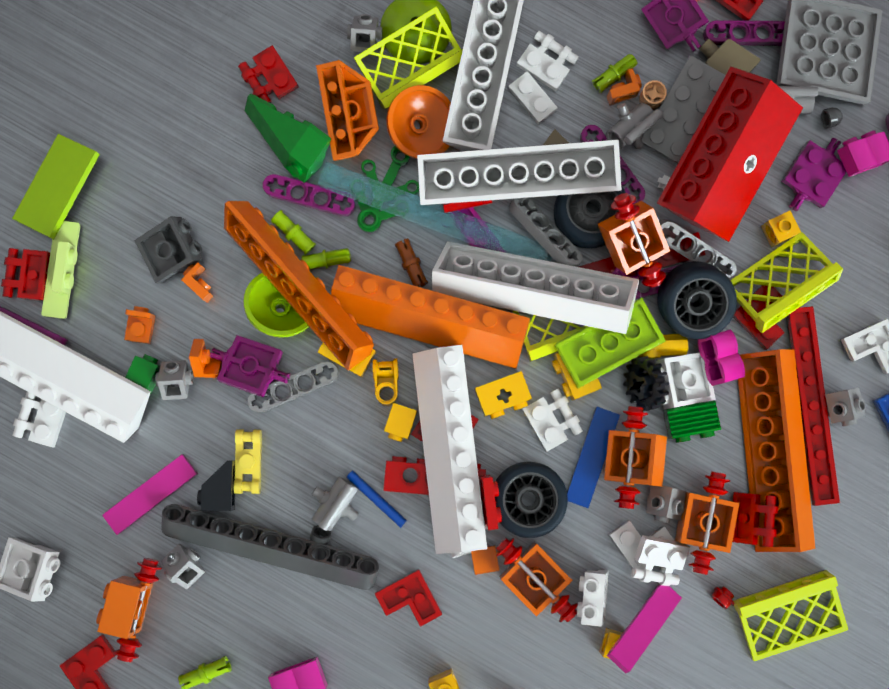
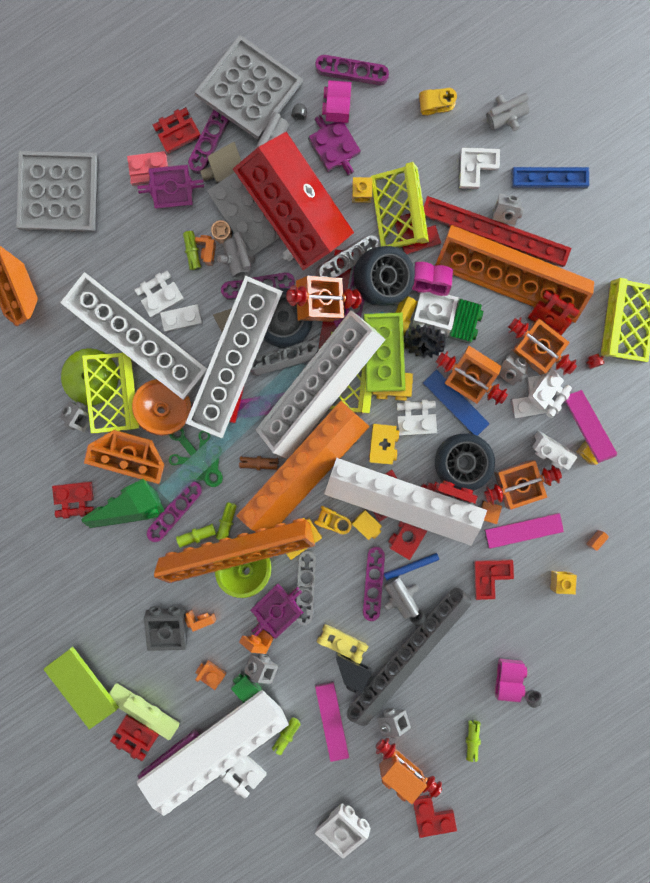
camera: 65 degrees left, 5 degrees up
(108, 448) = (286, 736): none -> lime axle
(335, 462) = (373, 583): none -> magenta beam
(483, 611) = (524, 530): none -> dark pink tile

